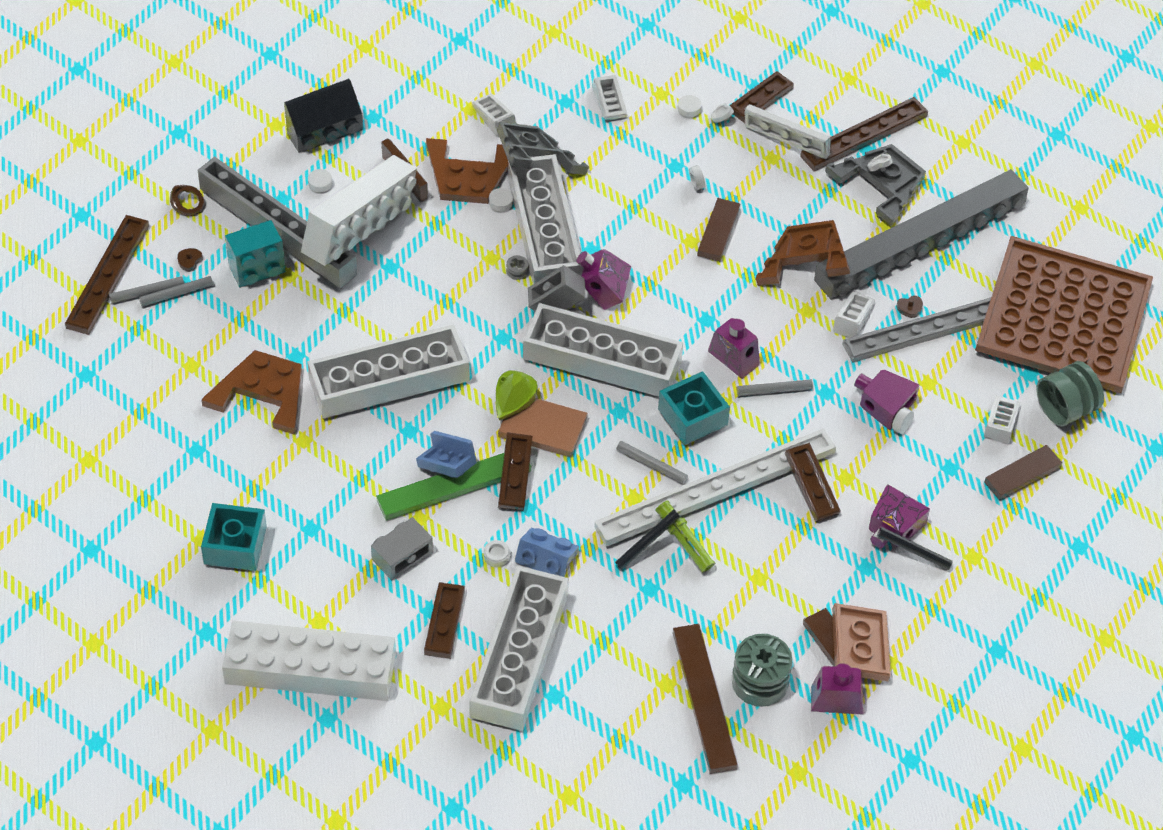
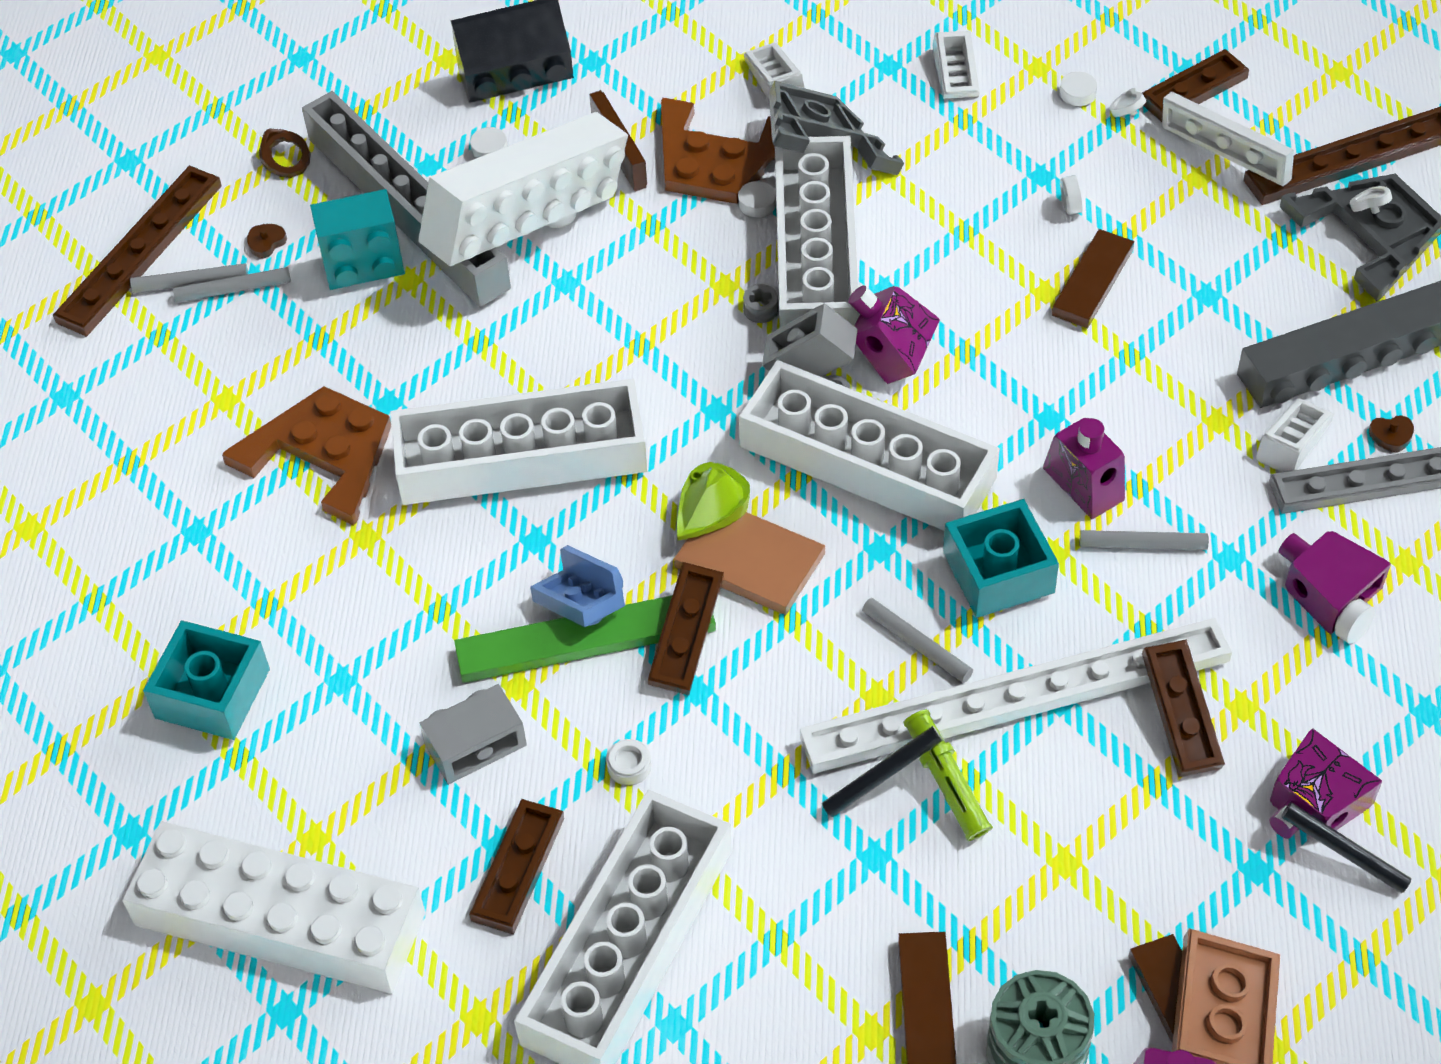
camera: 15 degrees right, 0 degrees up
(545, 552) = (709, 771): medium blue bracket -> none
(806, 244) = (1229, 314): dark orange wing -> none

